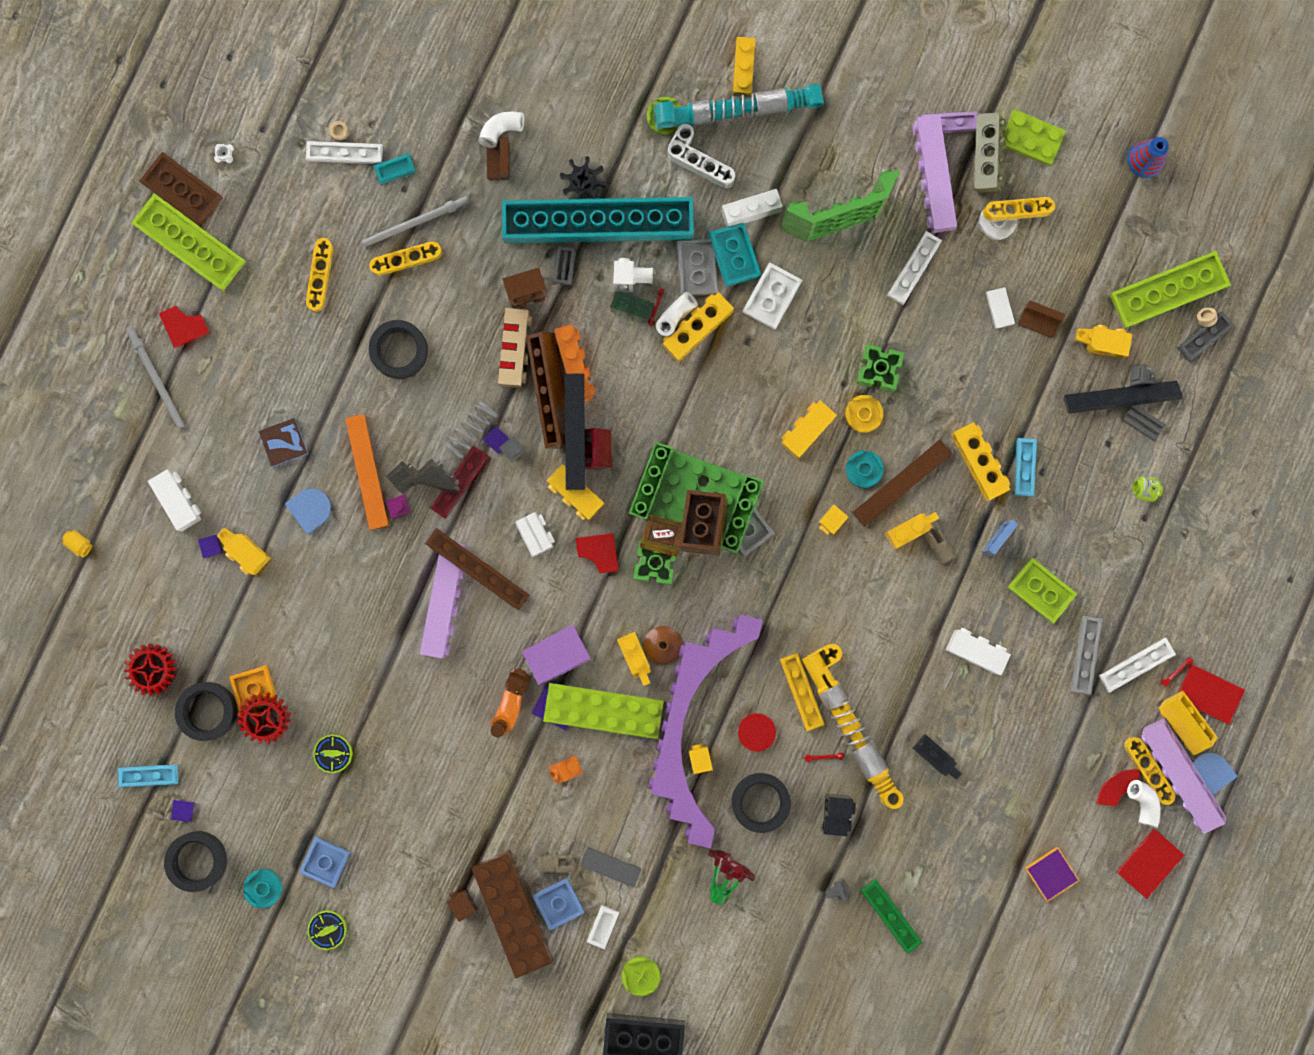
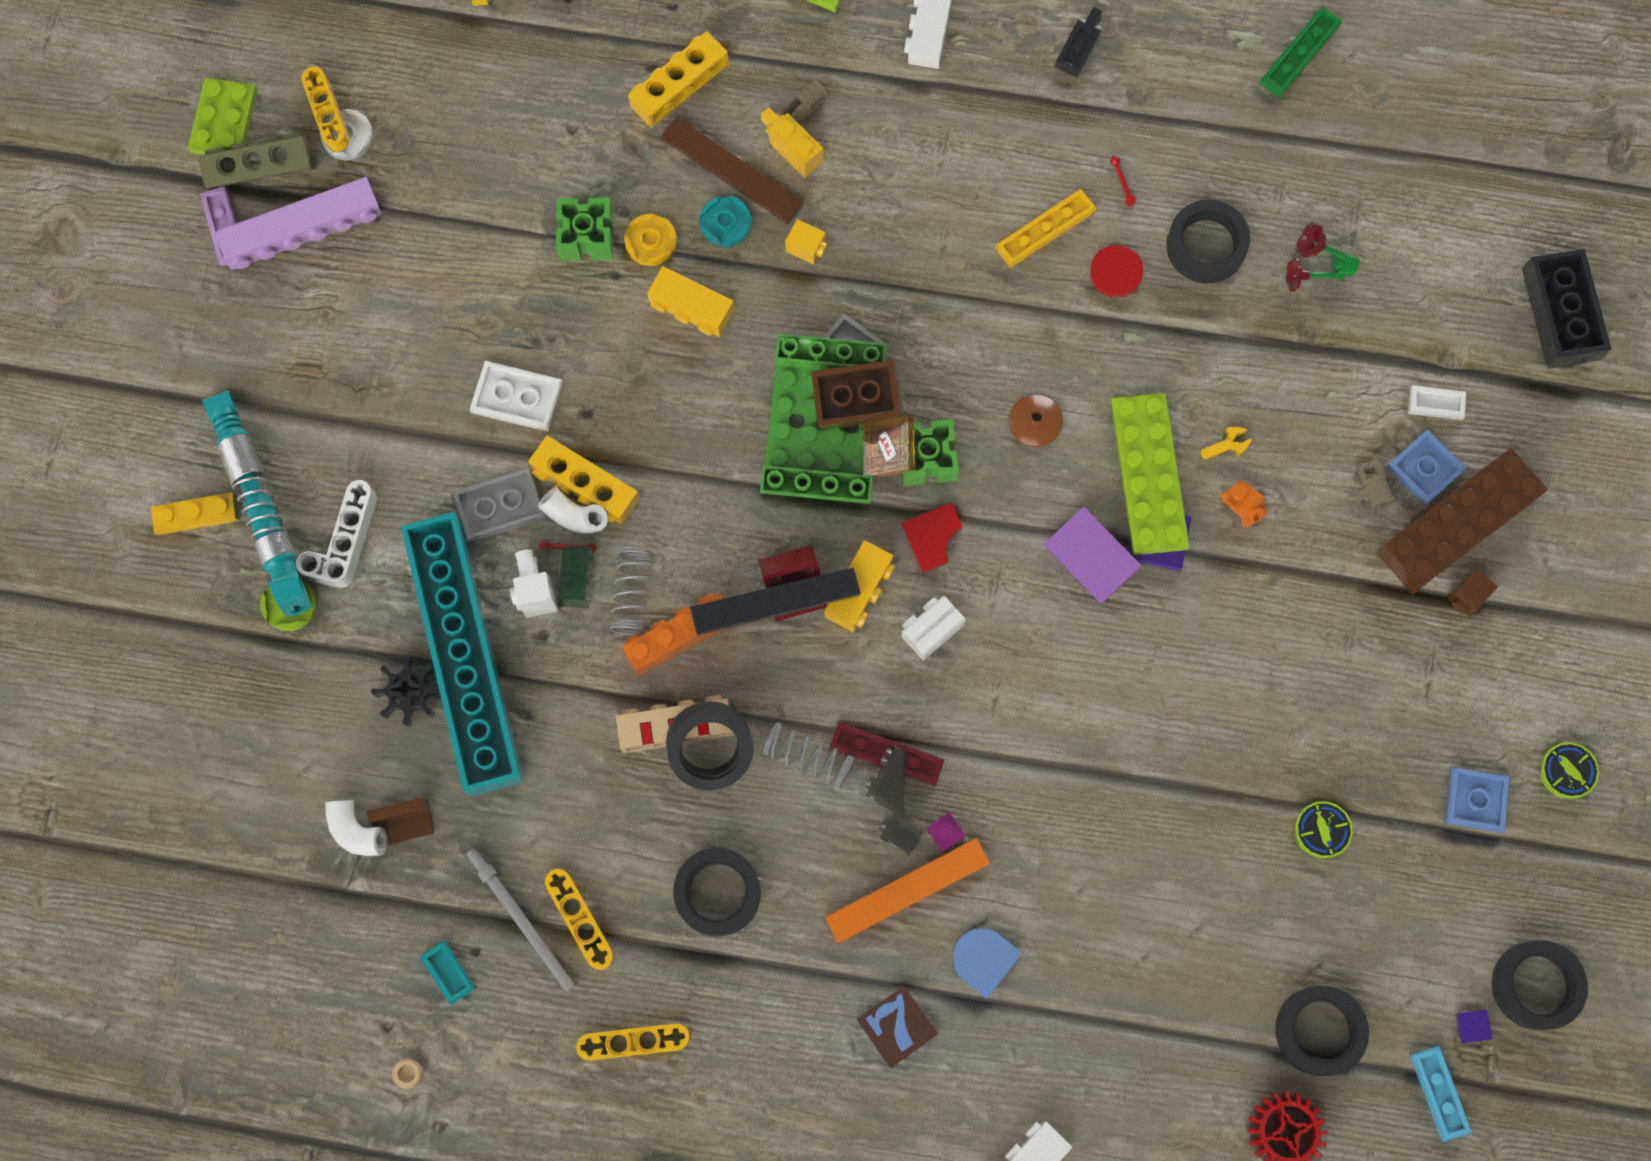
camera: 100 degrees left, 10 degrees down
(210, 546) = (1079, 1094): dark purple tile -> none
(244, 551) = (1073, 1039): yellow hinge -> none
(251, 683) = (1268, 971): light orange tile -> none
(262, 888) = (1543, 878): teal tile -> none
(271, 721) = (1319, 932): red gear -> none
(344, 152) = (439, 1056): white tile -> none
(442, 609) = (1060, 729): lavender brick -> none
(472, 362) = (709, 713): none -> black tyre
(477, 569) = (1004, 691): reddish brown tile -> none
(496, 439) = (812, 717): dark purple tile -> none
(509, 708) = (1179, 599): piece -> none
(512, 449) = (821, 686): dark grey brick -> none
(525, 288) = (585, 730): reddish brown brick -> none
(548, 387) = (722, 657): reddish brown brick -> none
(555, 278) = (562, 695): dark grey tile -> none
(610, 771) = (1227, 444): none -> yellow bar
(610, 867) = (1354, 412): dark grey tile -> none
(635, 351) = (623, 623): none -> light grey piece
(635, 657) = (1063, 448): yellow hinge -> none
(640, 976) = (1484, 338): lime tile -> none
(669, 775) = (1055, 369): medium lavender arch -> none
(700, 759) = (1175, 331): yellow brick -> none
(734, 254) = (469, 458): teal tile -> none
(752, 208) = (399, 449): white brick -> none
(821, 223) = (351, 281): bright green slope -> none
(837, 812) = (1192, 142): black brick -> none
(840, 890) = (1291, 120): dark grey brick -> none
(864, 752) = (1045, 178): yellow piece -> none
(914, 268) = (435, 223): white tile -> none
(999, 538) = (774, 28): medium blue tile -> none
(1000, 308) = (465, 104): white tile -> none
(1025, 467) = (671, 26): medium azure tile -> none
(1040, 319) = (468, 51): reddish brown panel -> none

